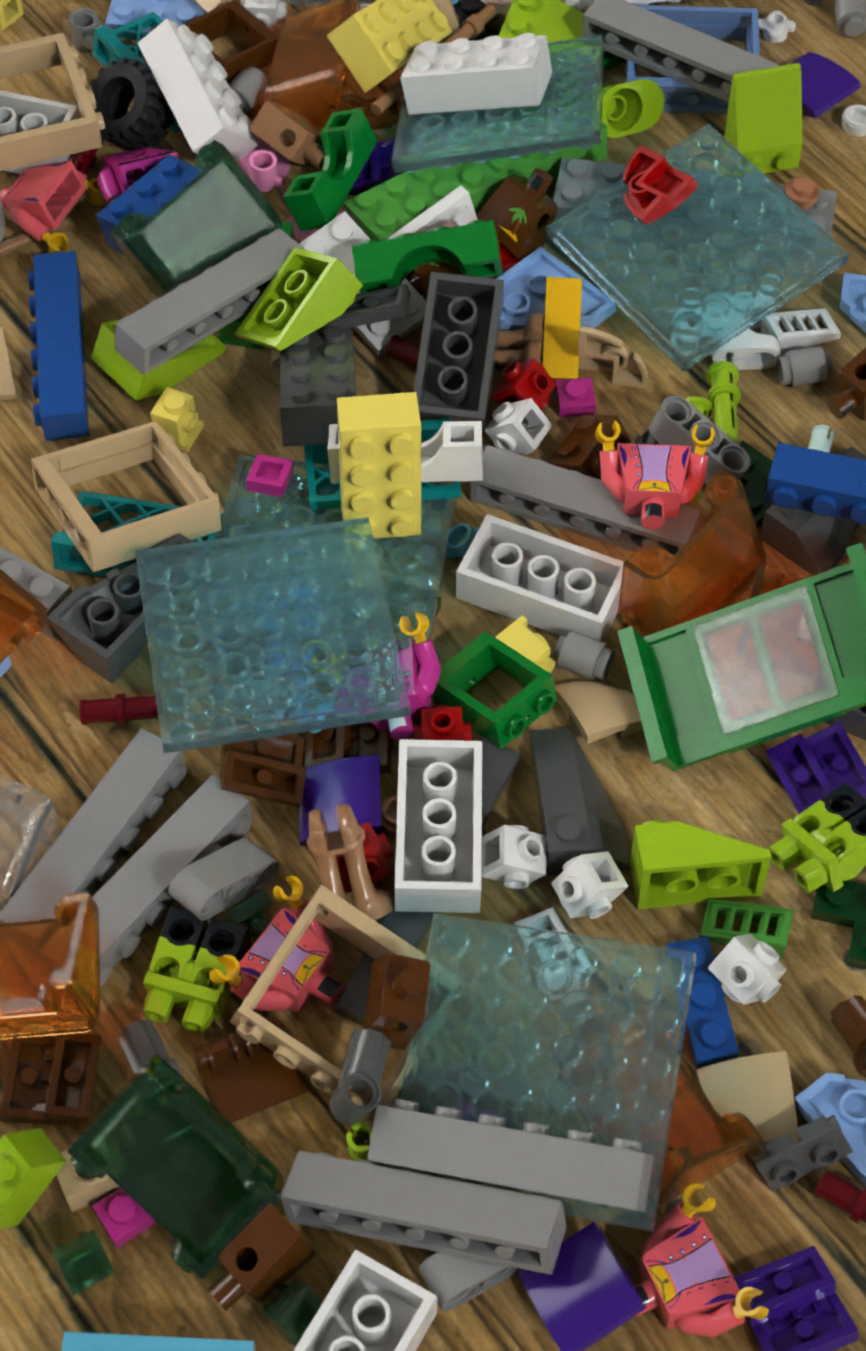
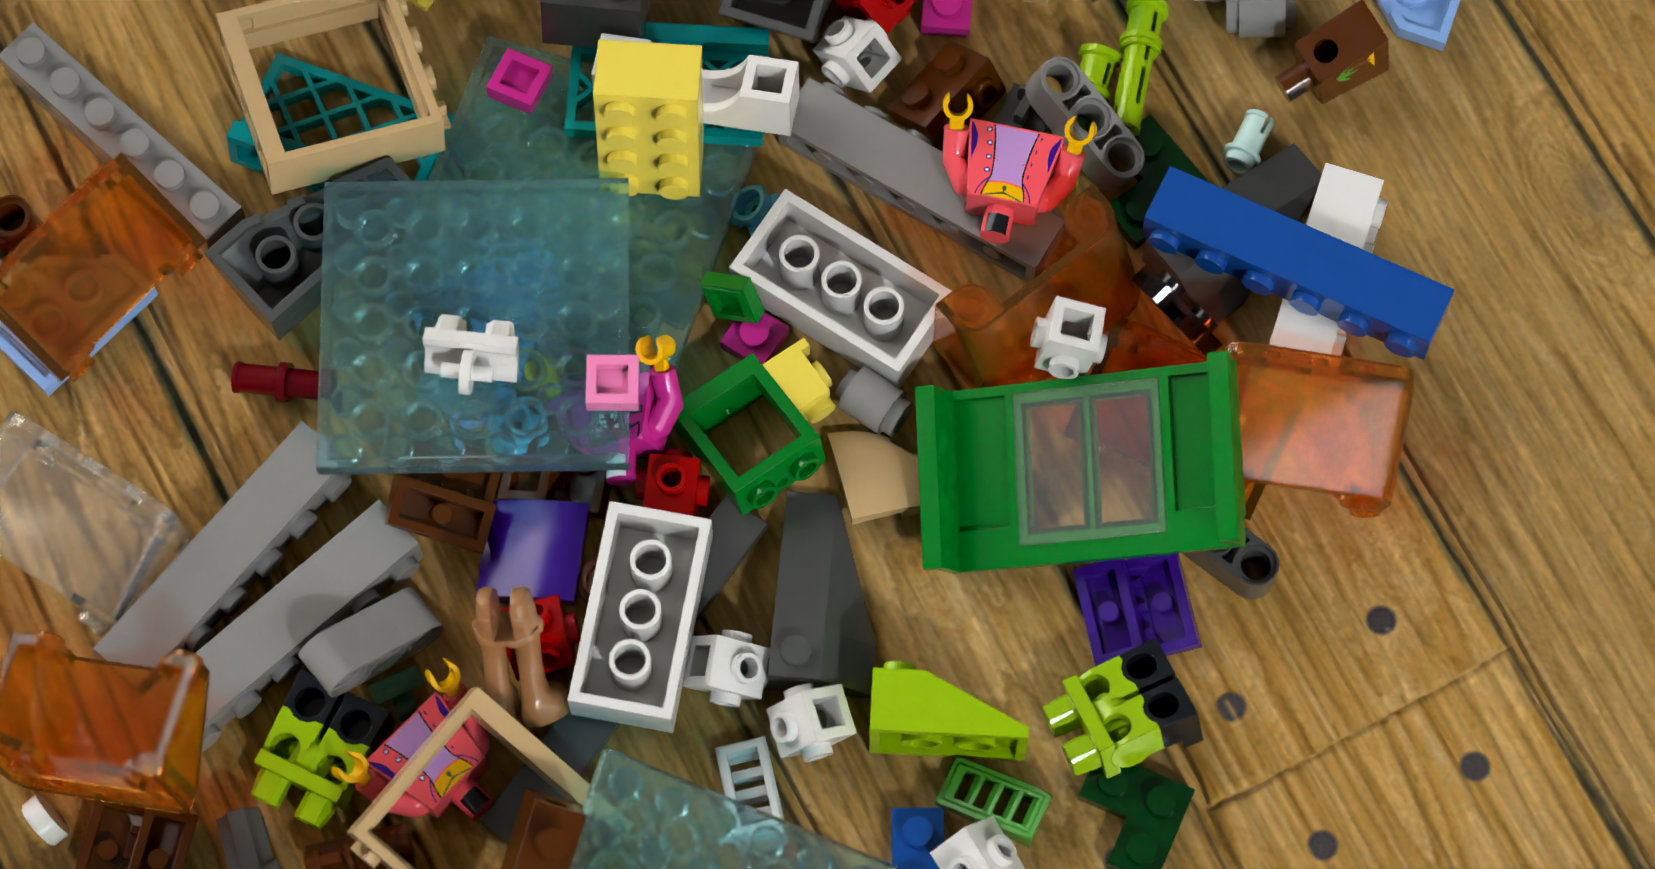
camera: 10 degrees right, 15 degrees up
(272, 642) = (471, 355): none -> white hips
(387, 648) = (612, 383): none -> bright pink plate
(461, 596) = (732, 297): none -> green tile
(478, 621) = (760, 339): none -> dark pink plate
(729, 573) = (1069, 338): none -> white brick
(797, 550) = (1165, 294): none -> black wing

